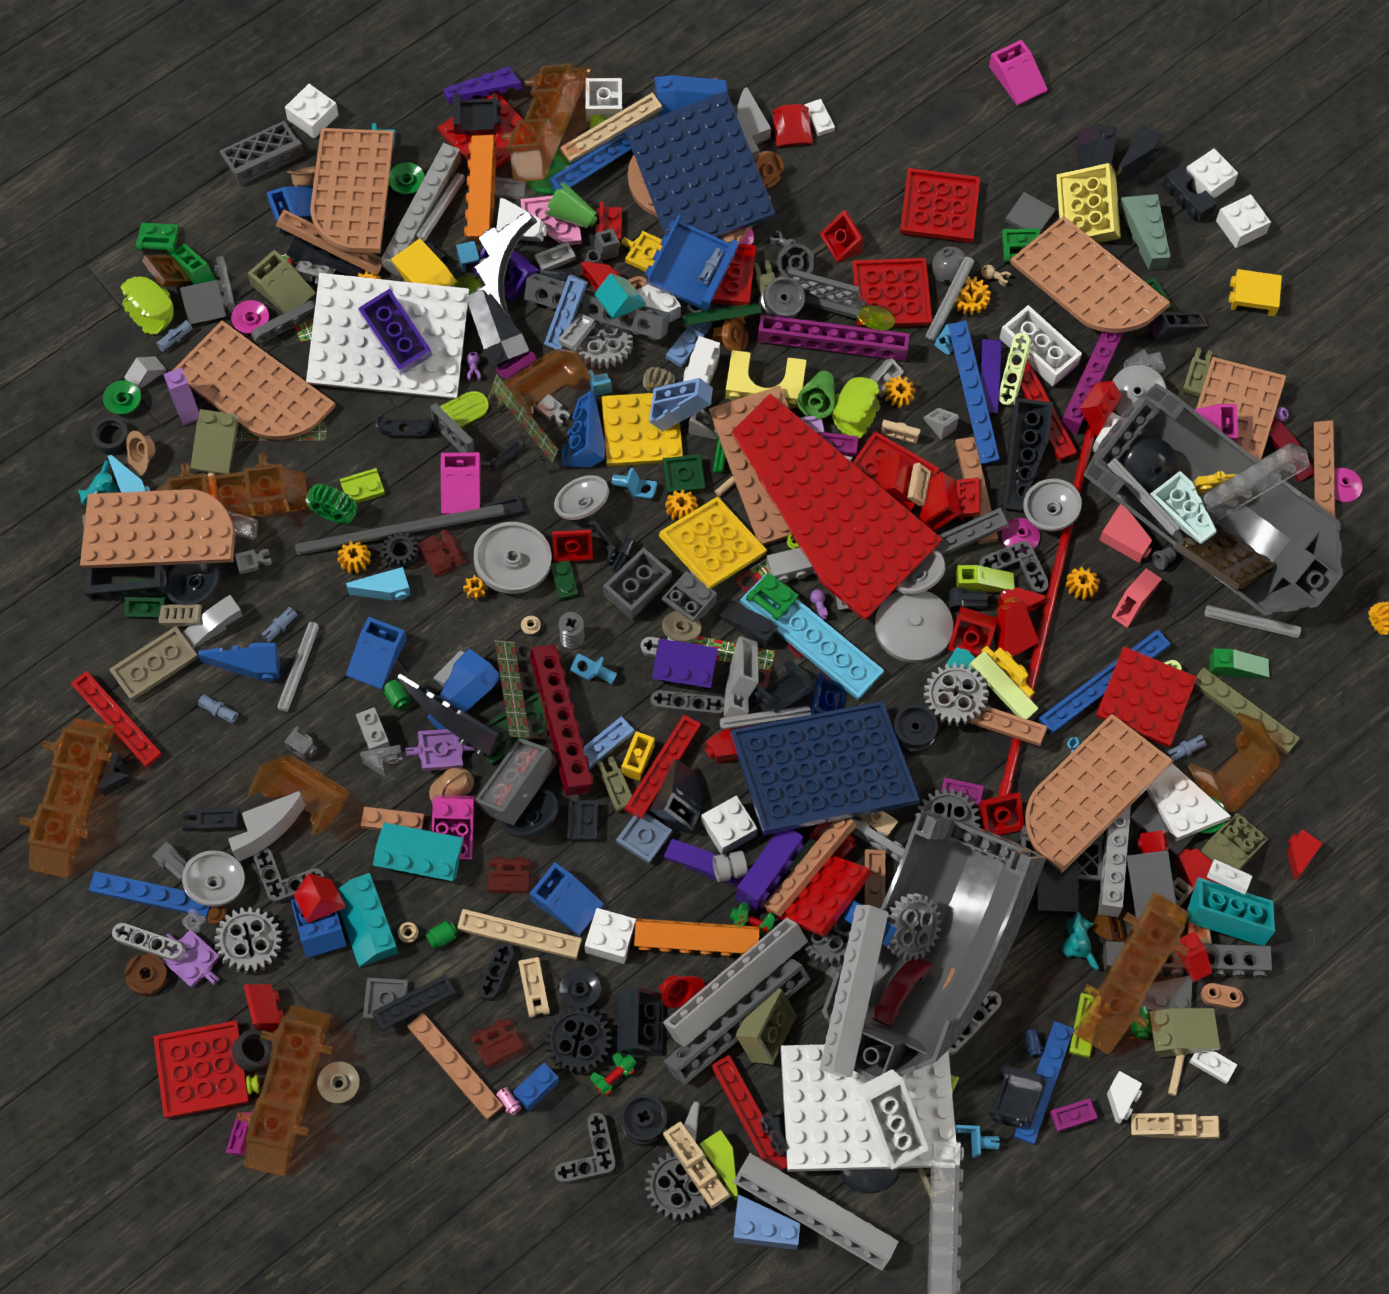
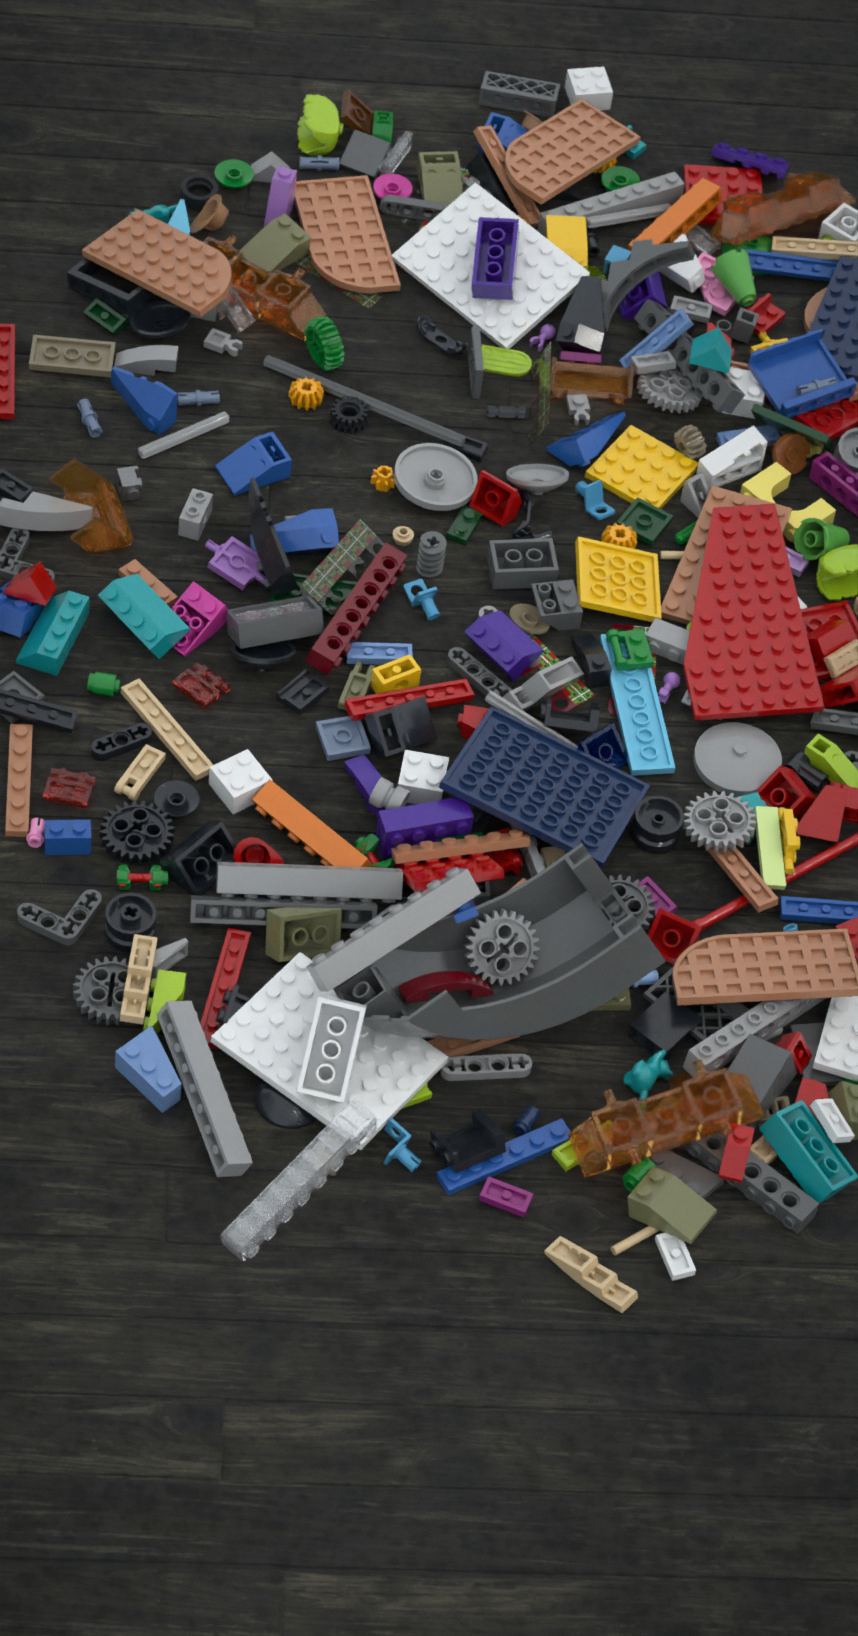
camera: 35 degrees right, 15 degrees down
(157, 237) = (375, 93): green plate -> none
(169, 612) = (125, 336): dark tan slope -> none
(363, 486) = (364, 355): lime plate -> none
(375, 758) = (183, 534): clear slope -> none
(386, 586) = (308, 427): medium azure slope -> none
(397, 695) = (240, 505): green brick -> none
(408, 926) = (79, 664): tan plate -> none
(435, 556) = (374, 437): clear red plate -> none
(453, 782) = (227, 592): medium nougat piece -> none
(460, 482) = (448, 398): dark pink slope -> none
(476, 115) = (723, 171): black panel -> none
(565, 899) = (229, 726): blue slope -> none
(600, 384) = (637, 416): dark azure panel -> none
(678, 401) = (687, 458): medium blue wedge -> none
(843, 443) = (807, 591): magenta plate -> none
(925, 575) = (781, 725): light grey dish -> none
(1121, 1094) = (566, 1215): white slope -> none
(1222, 996) = (736, 1214): nougat plate -> none

